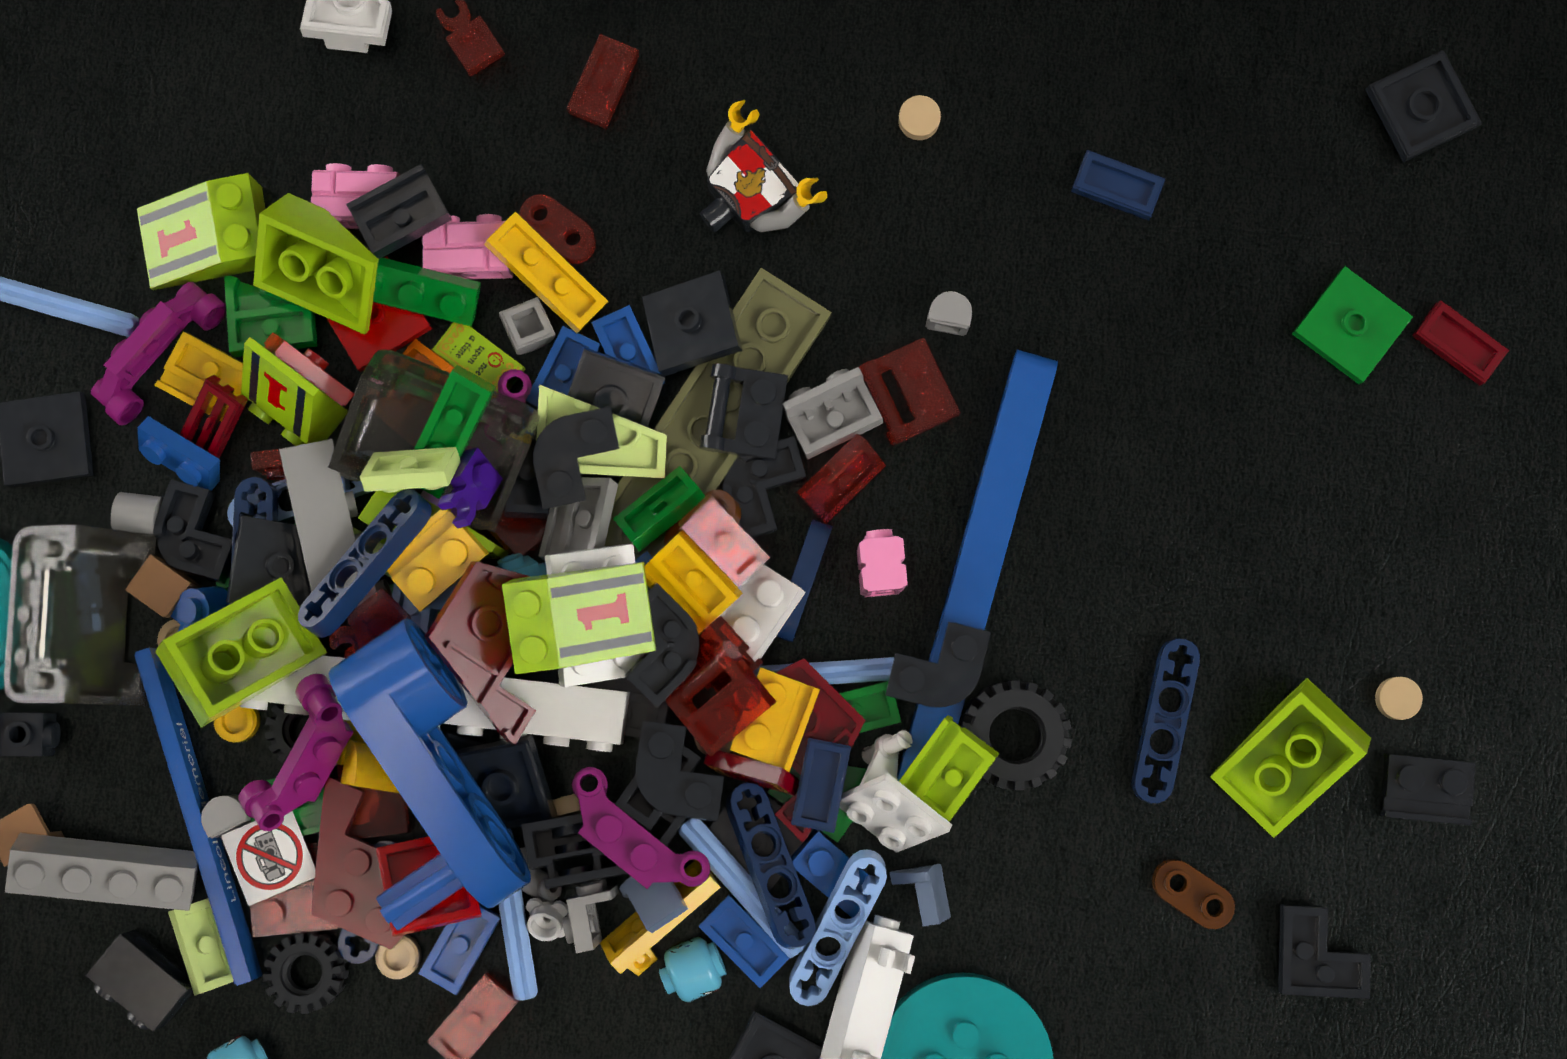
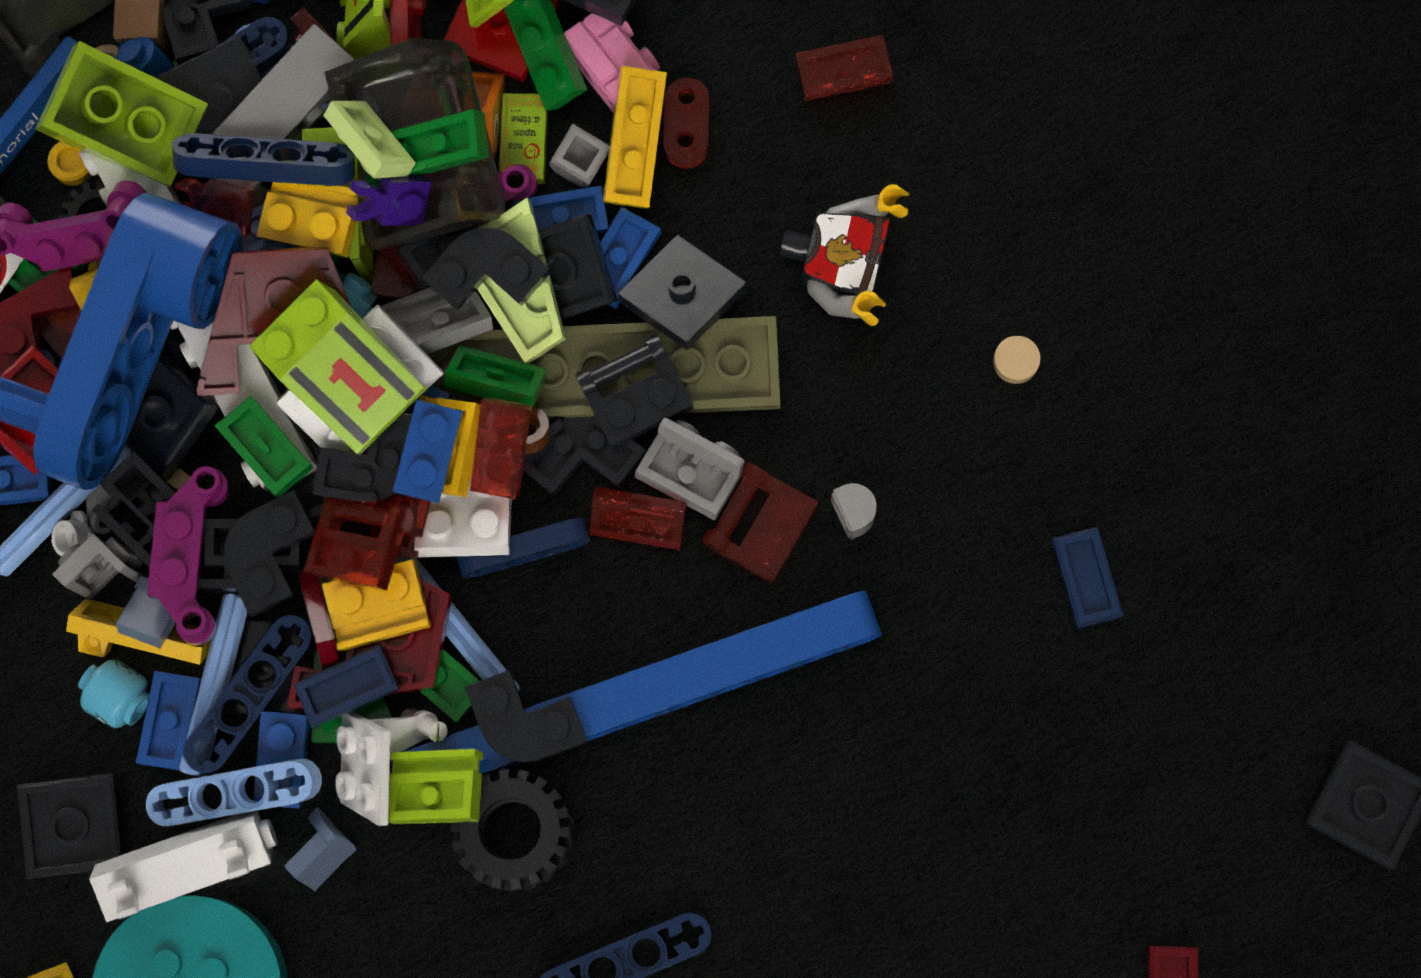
camera: 60 degrees right, 5 degrees down
(592, 719) = (264, 446): none -> green plate
(690, 596) = (427, 451): none -> blue plate
(881, 564) = (581, 603): bright pink brick -> none
(1352, 325) = (1114, 882): green plate -> none

